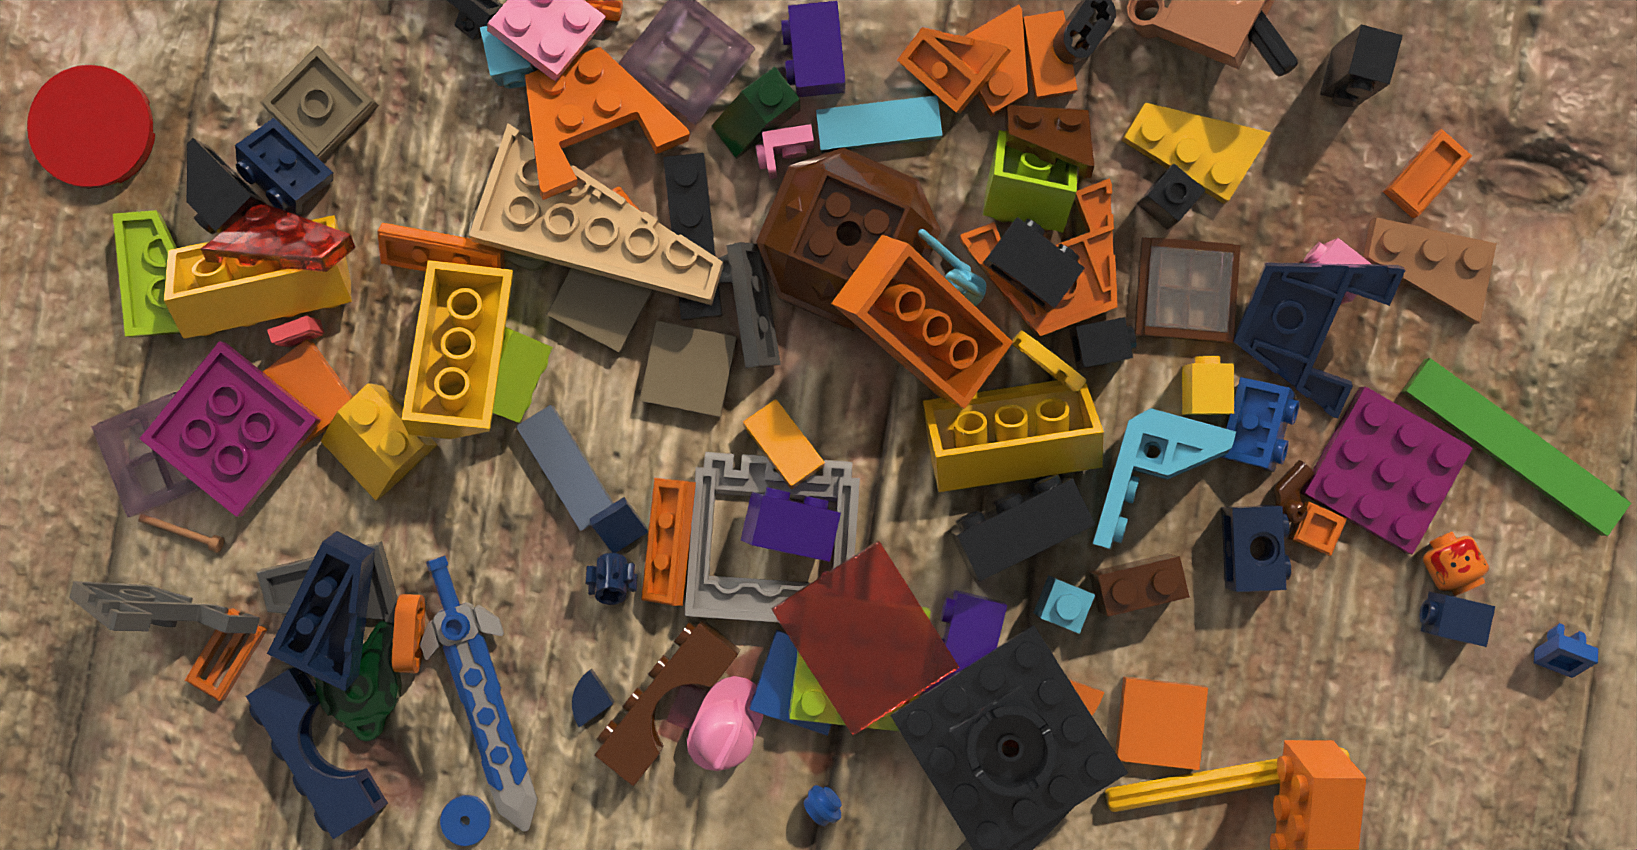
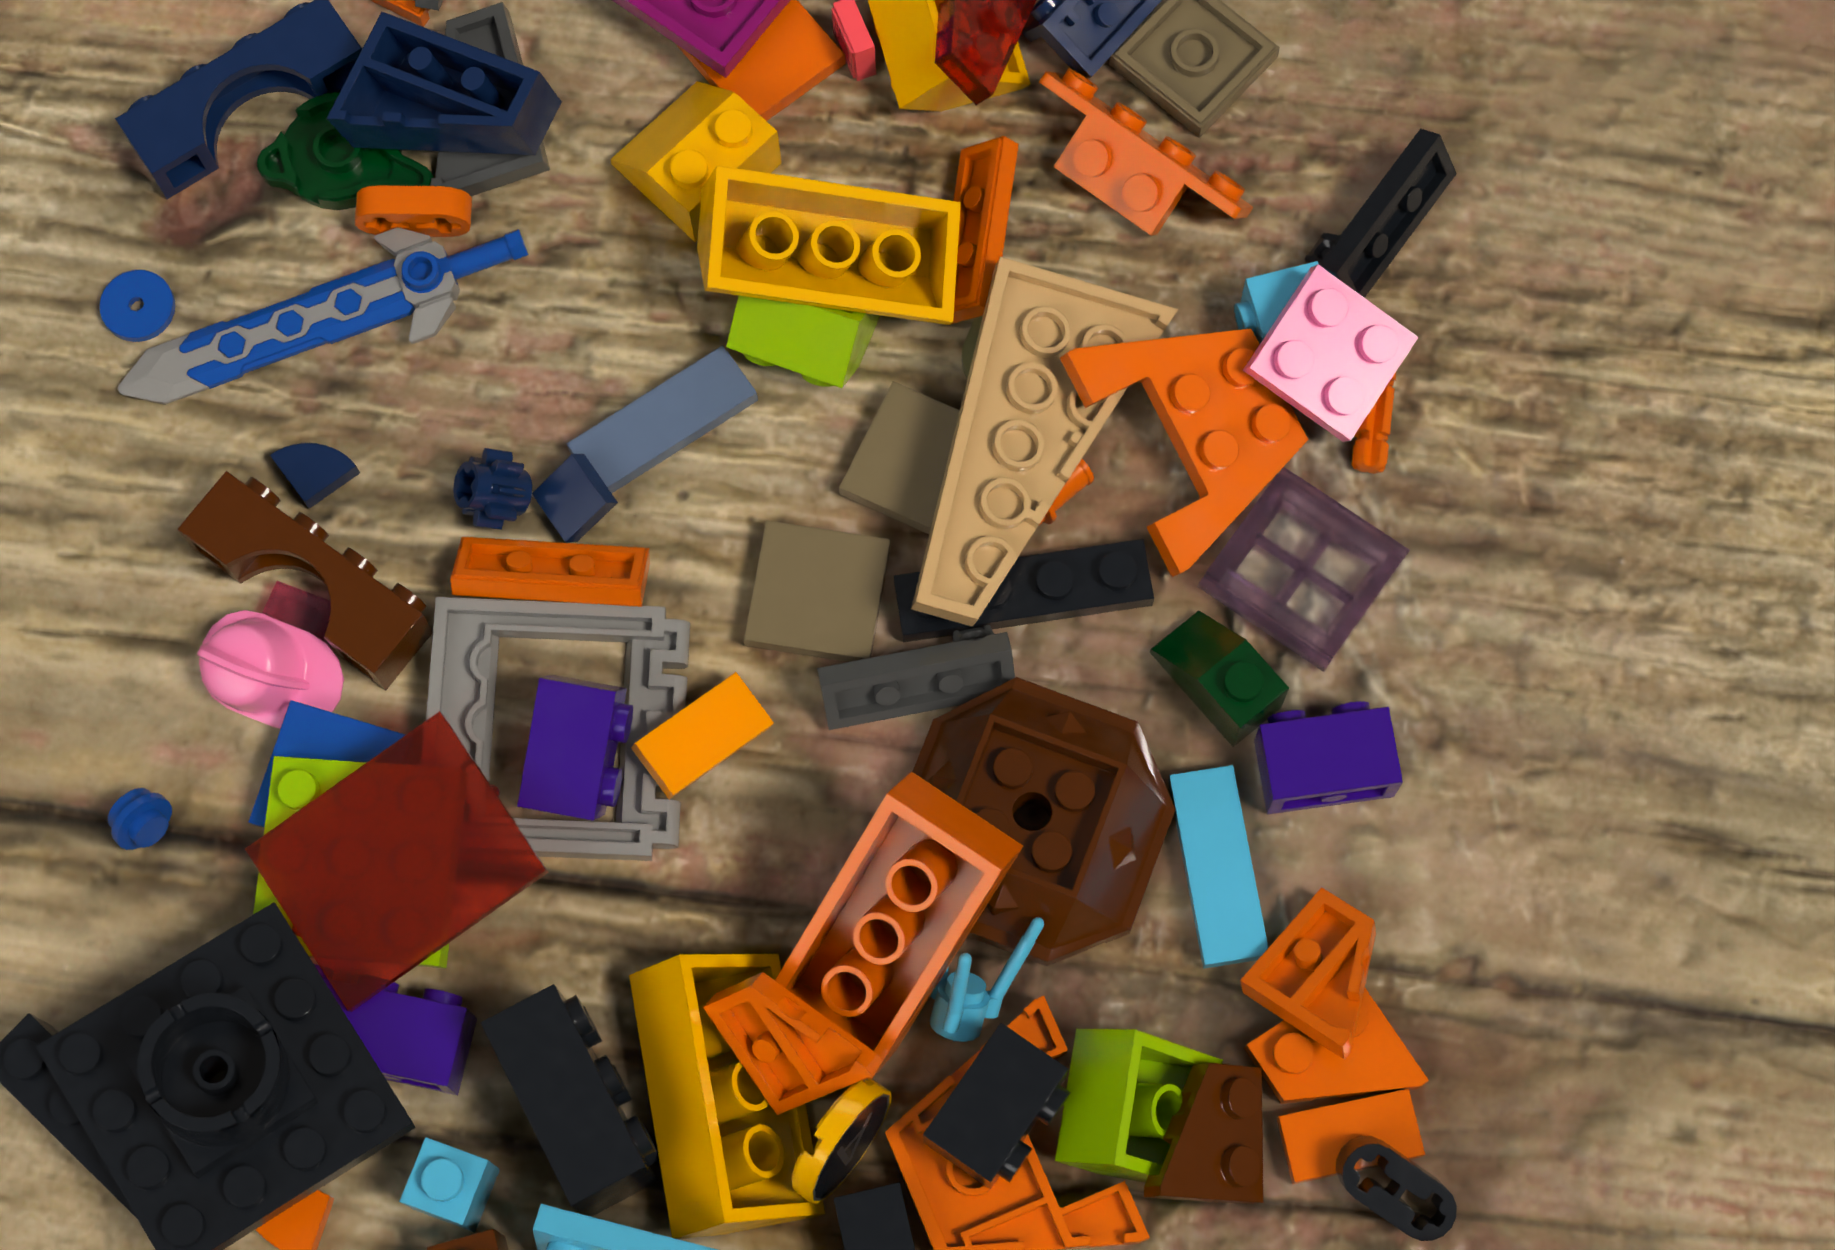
camera: 90 degrees right, 15 degrees down
(399, 151) = (1129, 166): none -> orange bracket
(789, 141) = (1177, 725): bright pink bracket -> none
(993, 390) = (787, 1043): none -> orange wing

